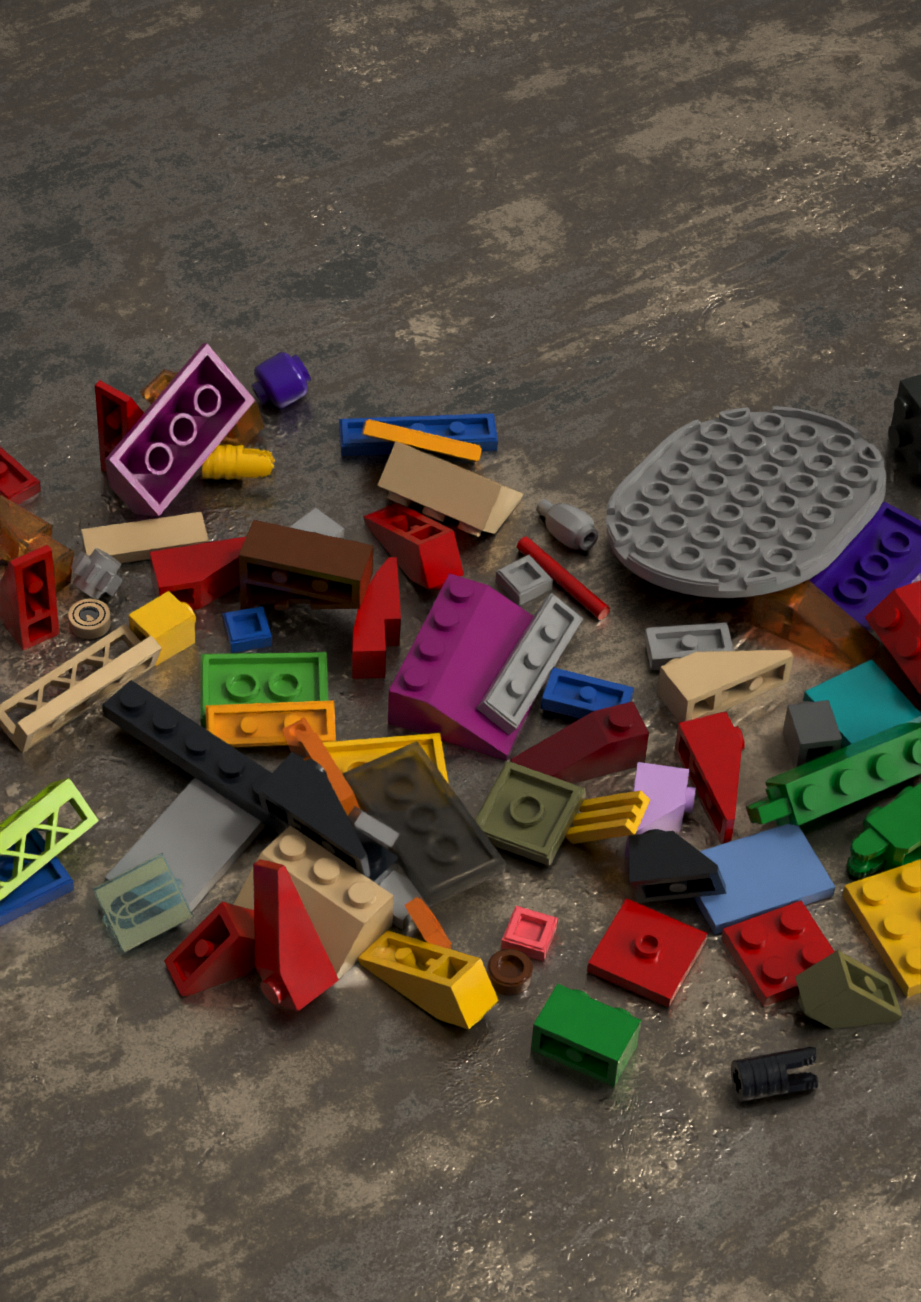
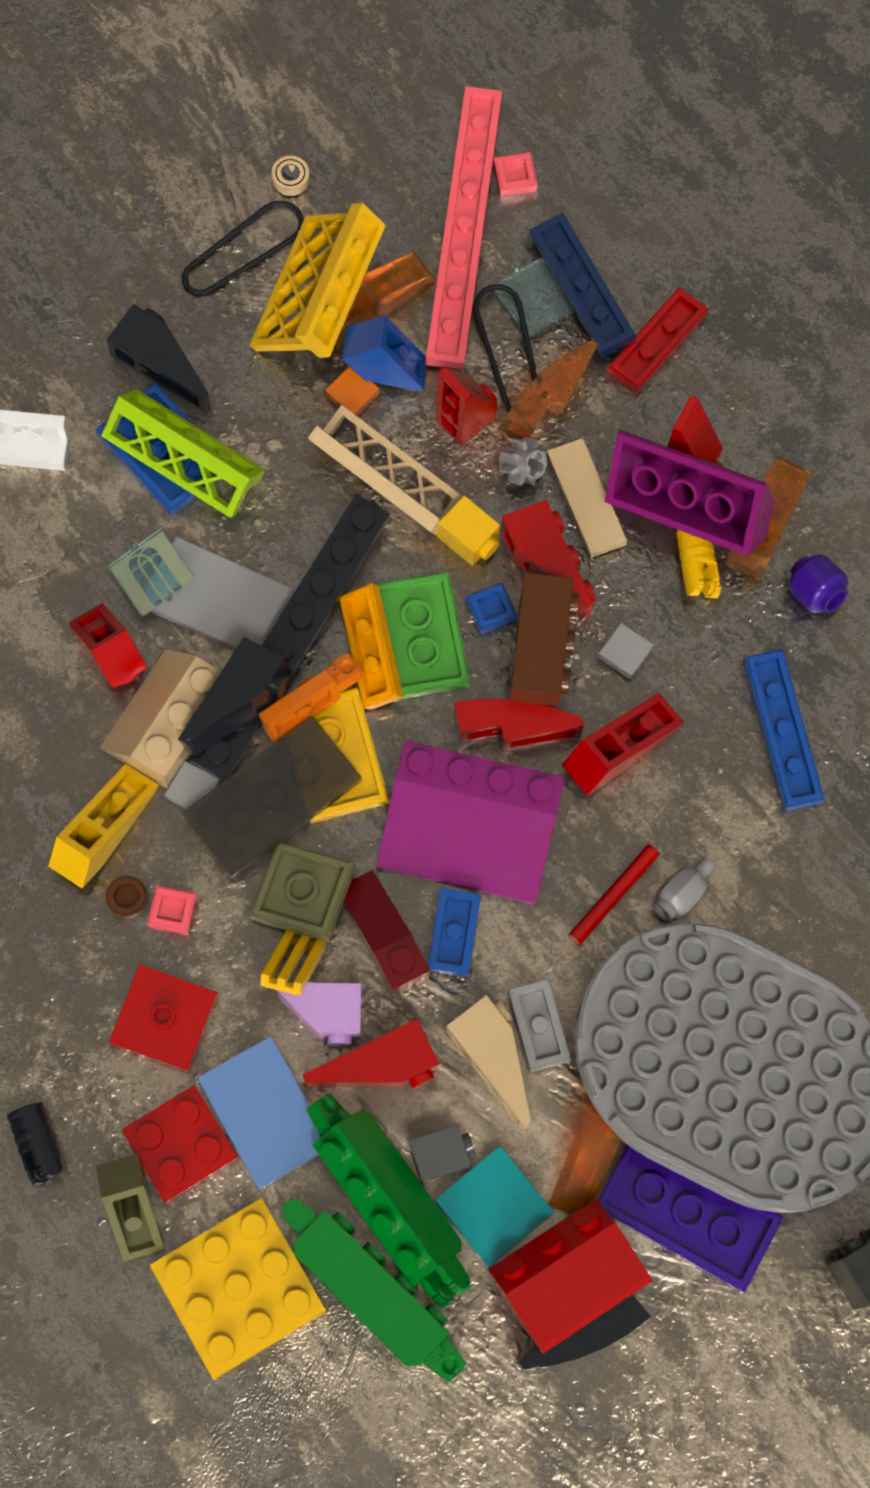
camera: 80 degrees right, 25 degrees up
(89, 618) = (477, 467): tan tile -> none
(286, 943) = (93, 701): red slope -> none
(372, 827) = (233, 747): light grey tile -> none
(421, 440) = (755, 729): light orange tile -> none
(427, 923) = (156, 817): orange tile -> none
(447, 490) = (703, 768): tan slope -> none
(524, 580) = (604, 857): light grey tile -> none
(529, 664) = (482, 872): light grey tile -> none
(585, 1034) = (57, 969): green brick -> none
(670, 868) = (246, 1027): black slope -> none

